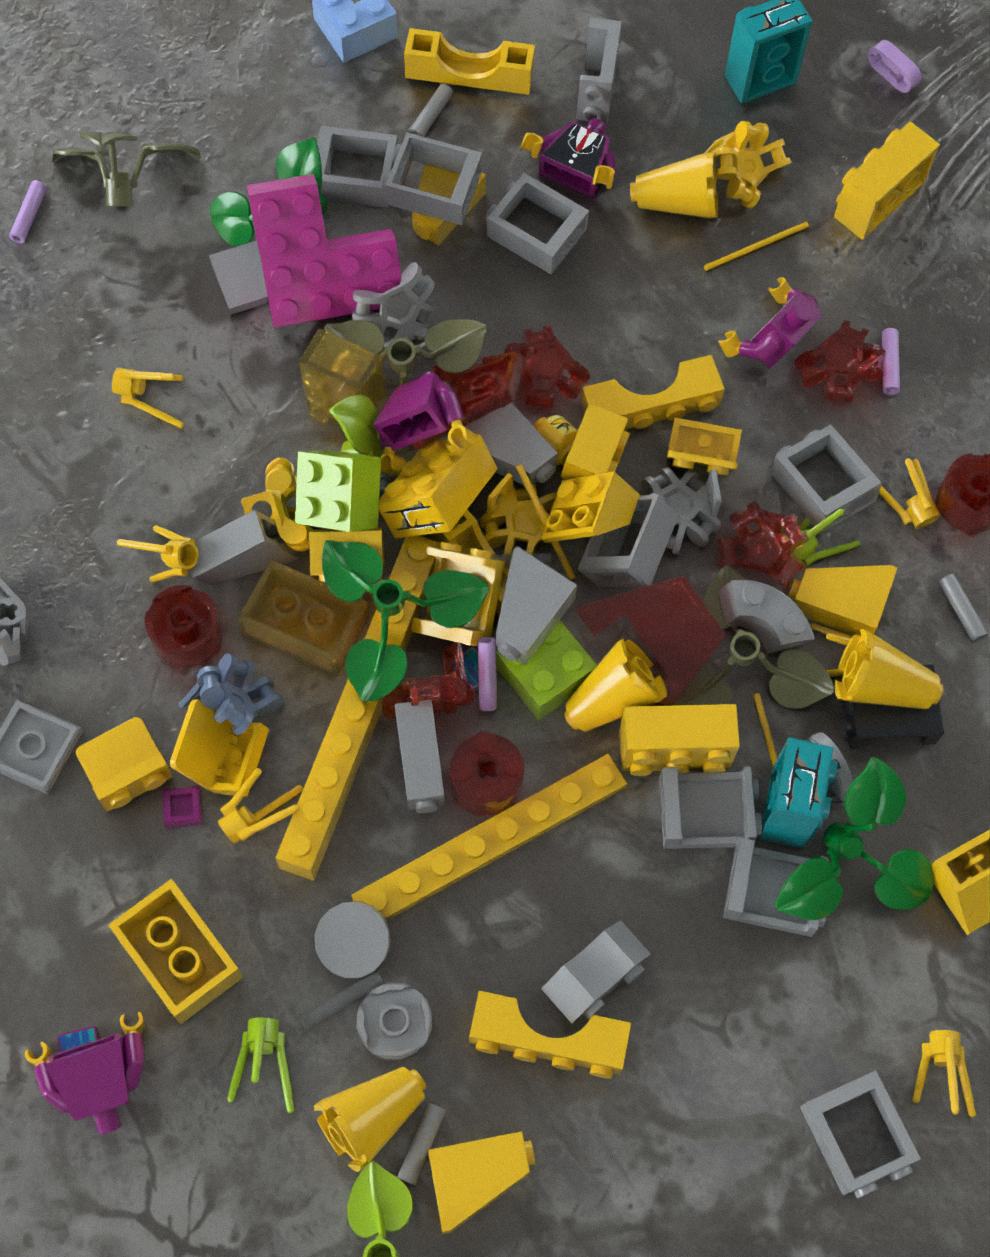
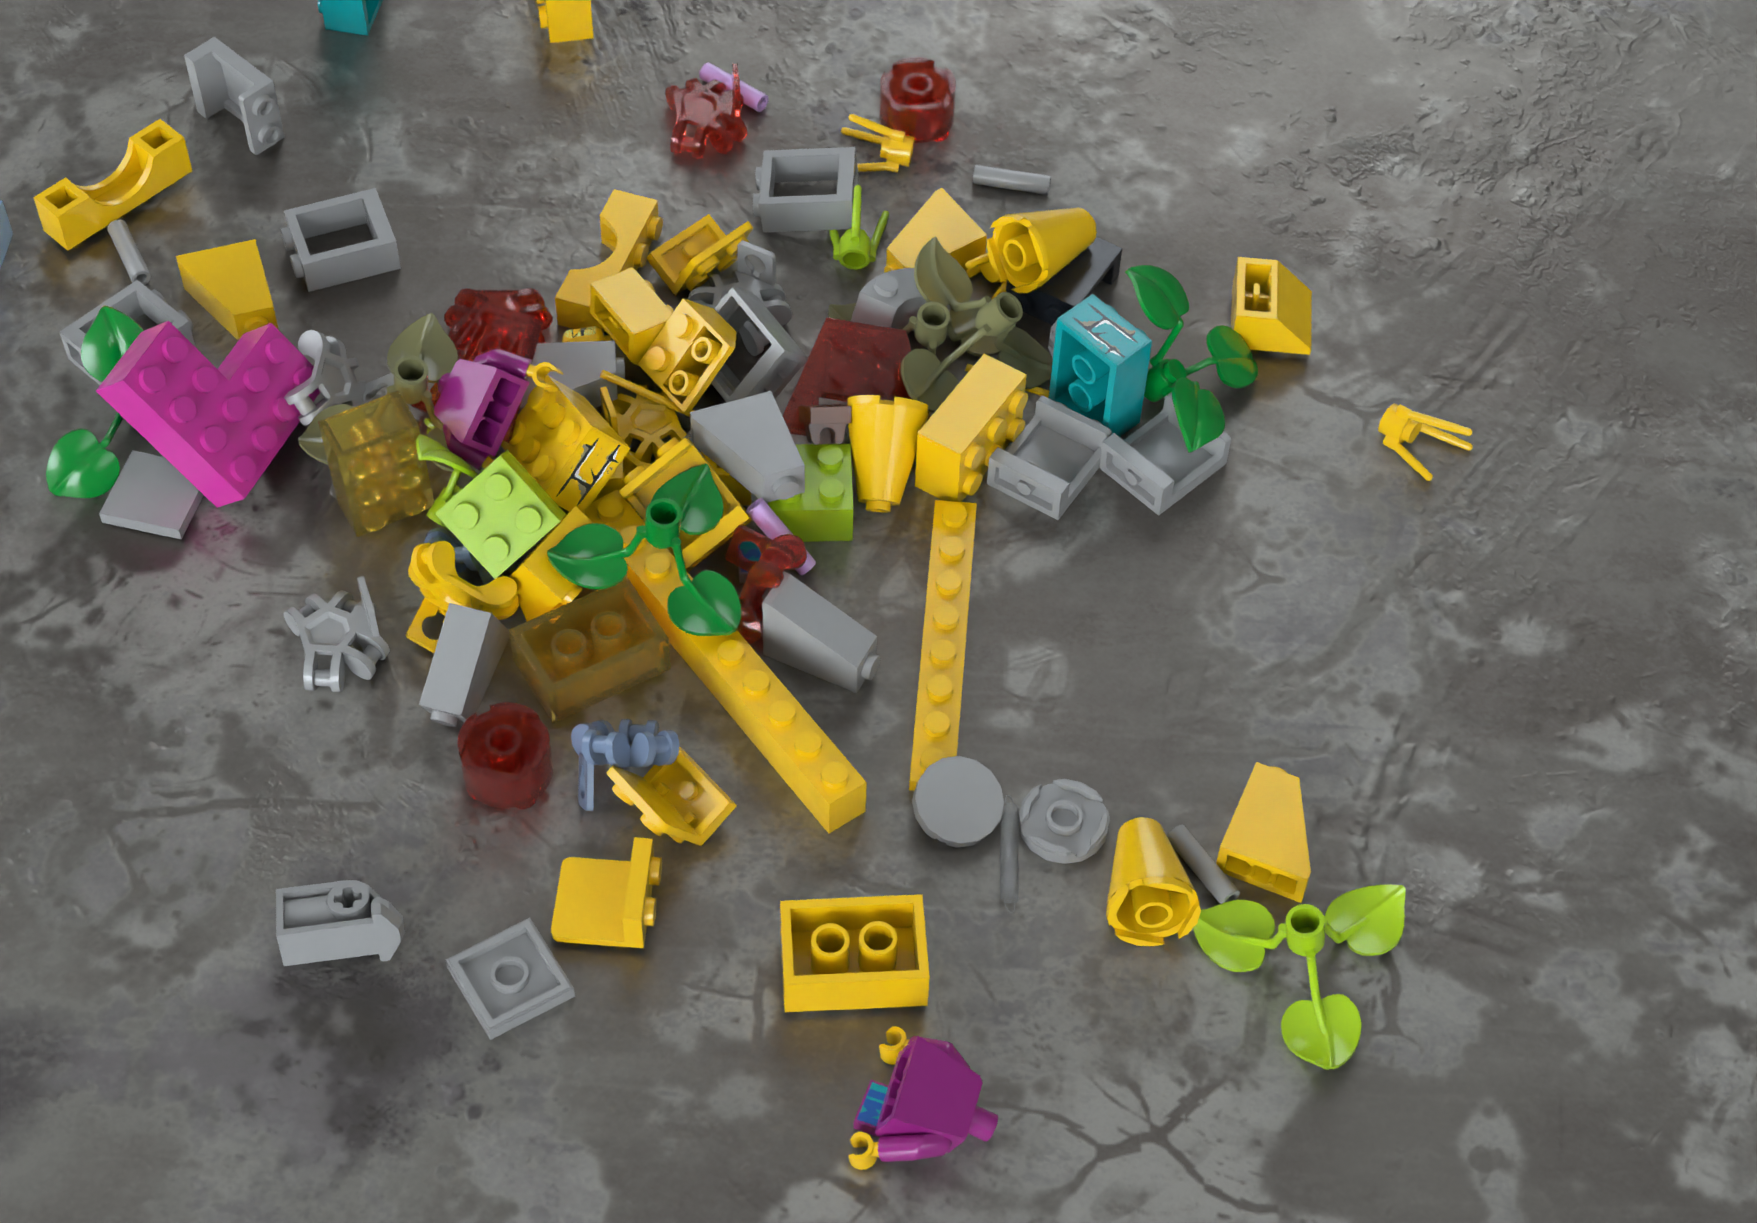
camera: 55 degrees left, 15 degrees down
(132, 383) = (178, 658): yellow plant -> none
(178, 553) = (424, 707): yellow plant -> none
(182, 807) = (694, 877): magenta tile -> none
(210, 452) = (331, 631): none -> light grey piece
(241, 823) = (760, 826): yellow plant -> none
(260, 1039) = (1001, 936): lime plant -> none
(439, 155) = (213, 247): light grey window -> none
(486, 754) = (883, 594): clear red brick -> none
(575, 156) = (308, 168): torso -> none
(596, 972) = (1143, 627): light grey brick -> none
(596, 1046) = (1138, 729): yellow arch -> none
(599, 633) = (825, 416): none -> tile
(679, 188) = (420, 113): yellow cone -> none
(744, 165) = (424, 50): yellow piece -> none
(755, 246) = (525, 109): yellow axle -> none
(767, 546) = (837, 266): clear red piece -> none
(781, 330) = (636, 129): magenta torso -> none
(788, 628) = (946, 282): none -> olive plant
(864, 1184) = (1430, 552): light grey window -> none

